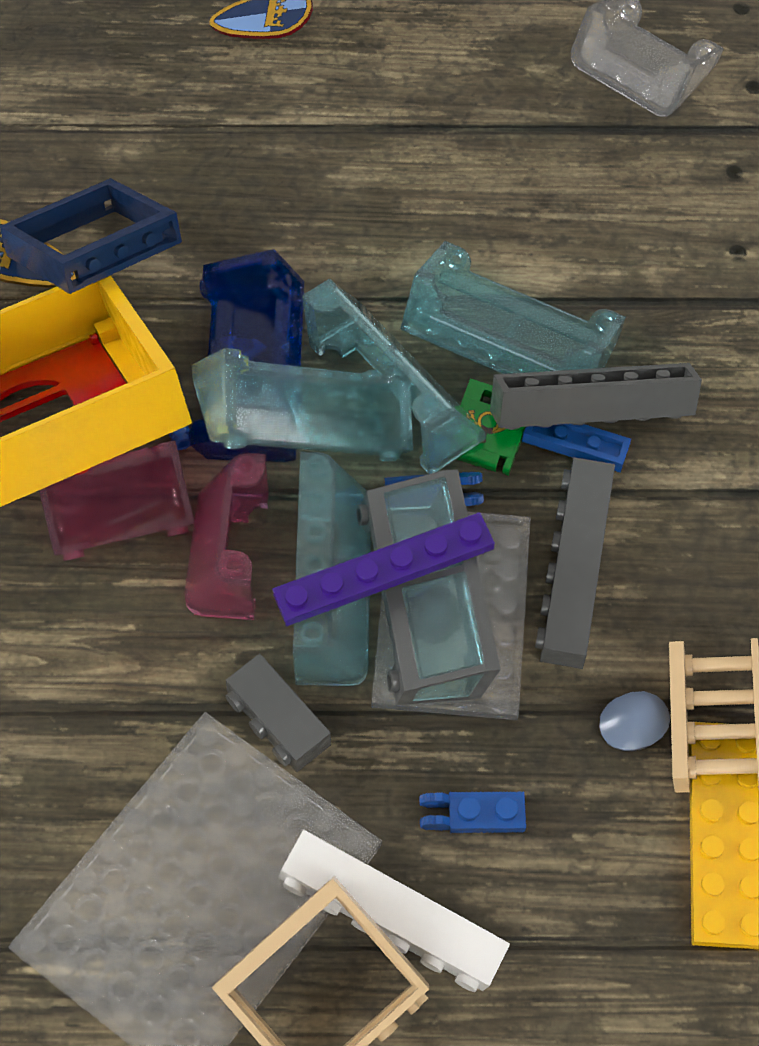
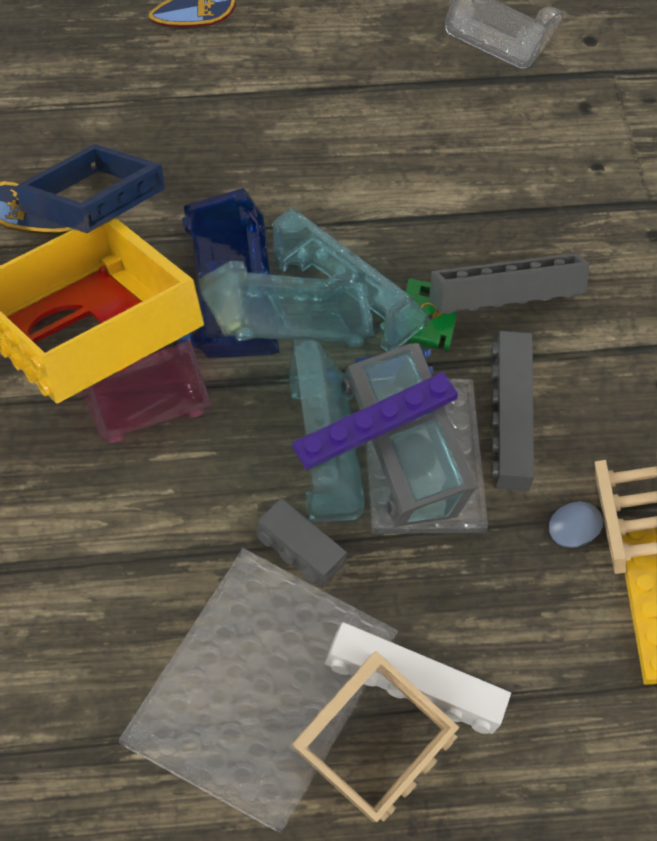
camera: 15 degrees left, 5 degrees down
(219, 577) = (237, 443): clear pink windscreen -> none
(476, 812) = (465, 603): blue hinge -> none
(501, 324) = (422, 235): clear light blue windscreen -> none
(580, 442) = (500, 319): blue plate -> none

